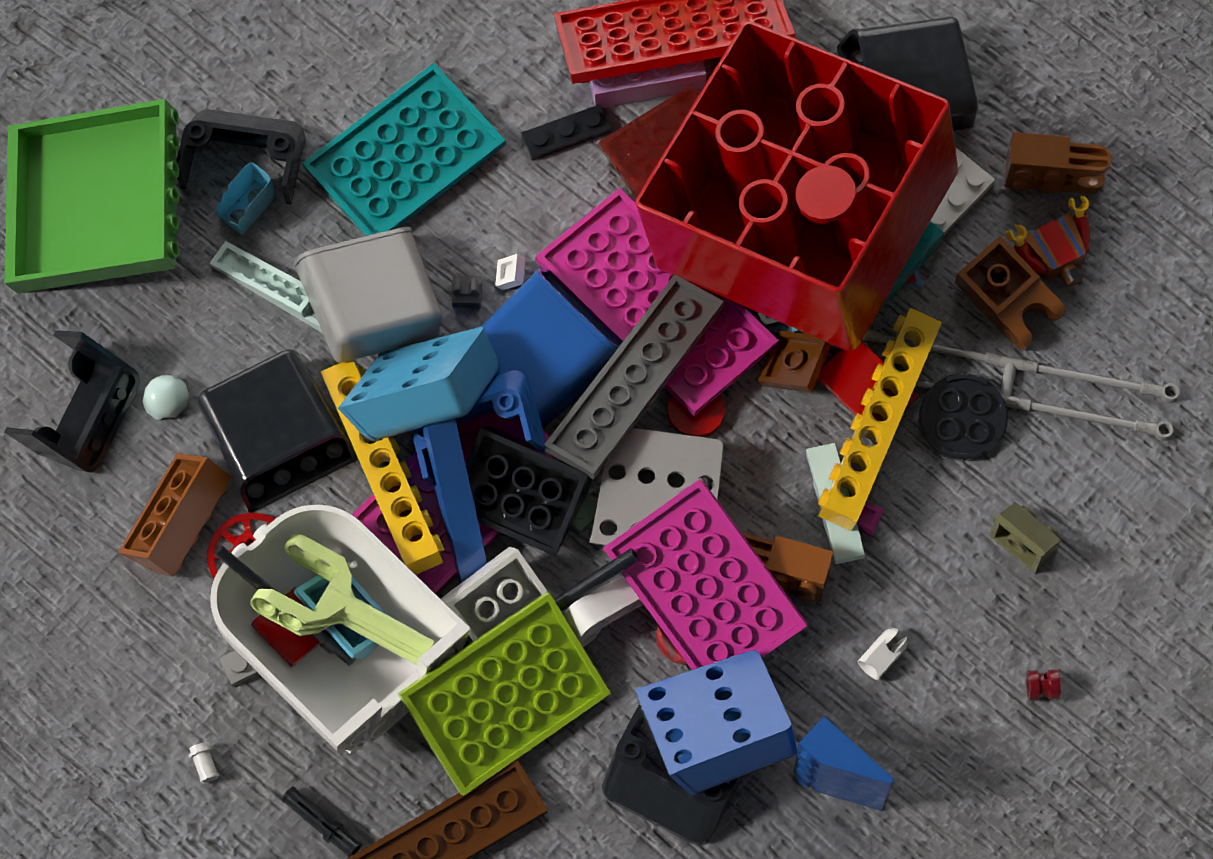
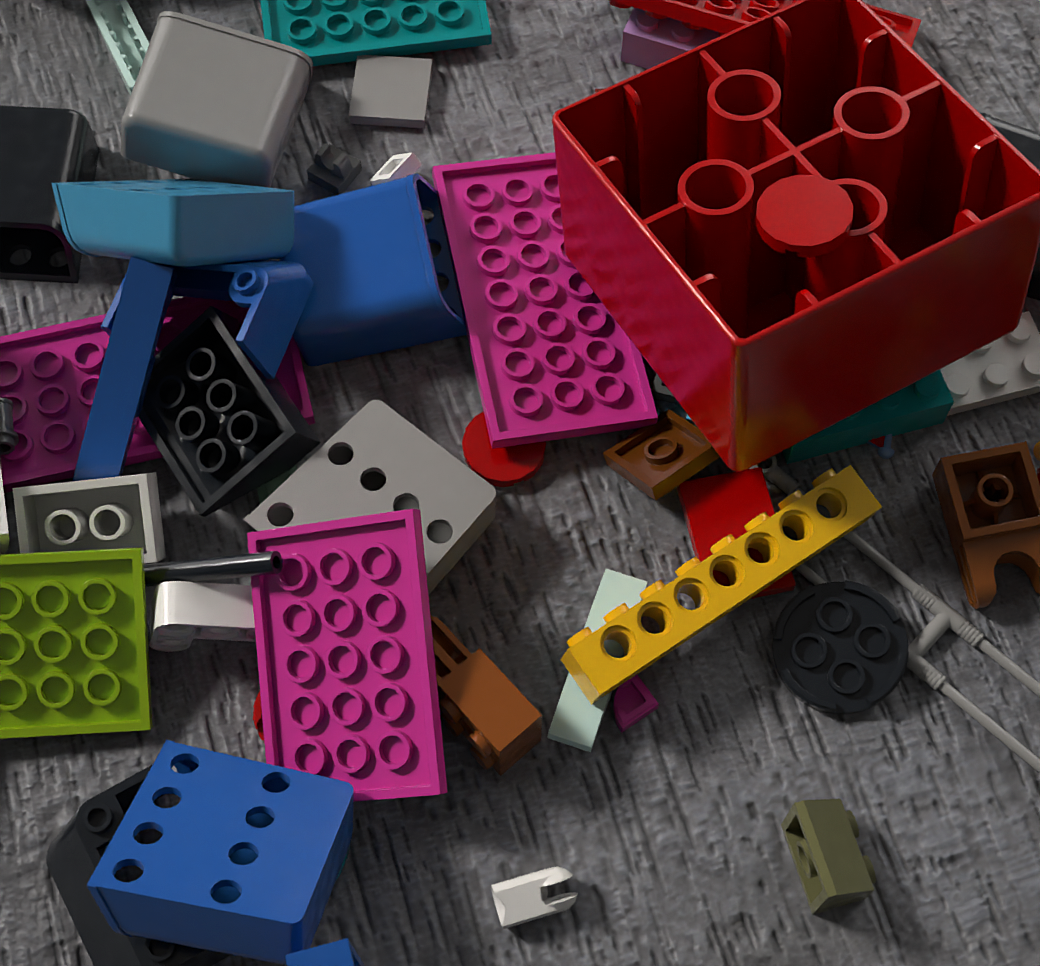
camera: 30 degrees right, 5 degrees down
(416, 555) = (67, 334): yellow brick -> none
(464, 215) = (391, 91): none -> light grey tile
(566, 132) = (566, 64): black plate -> none
(633, 376) = (439, 354): dark grey plate -> none

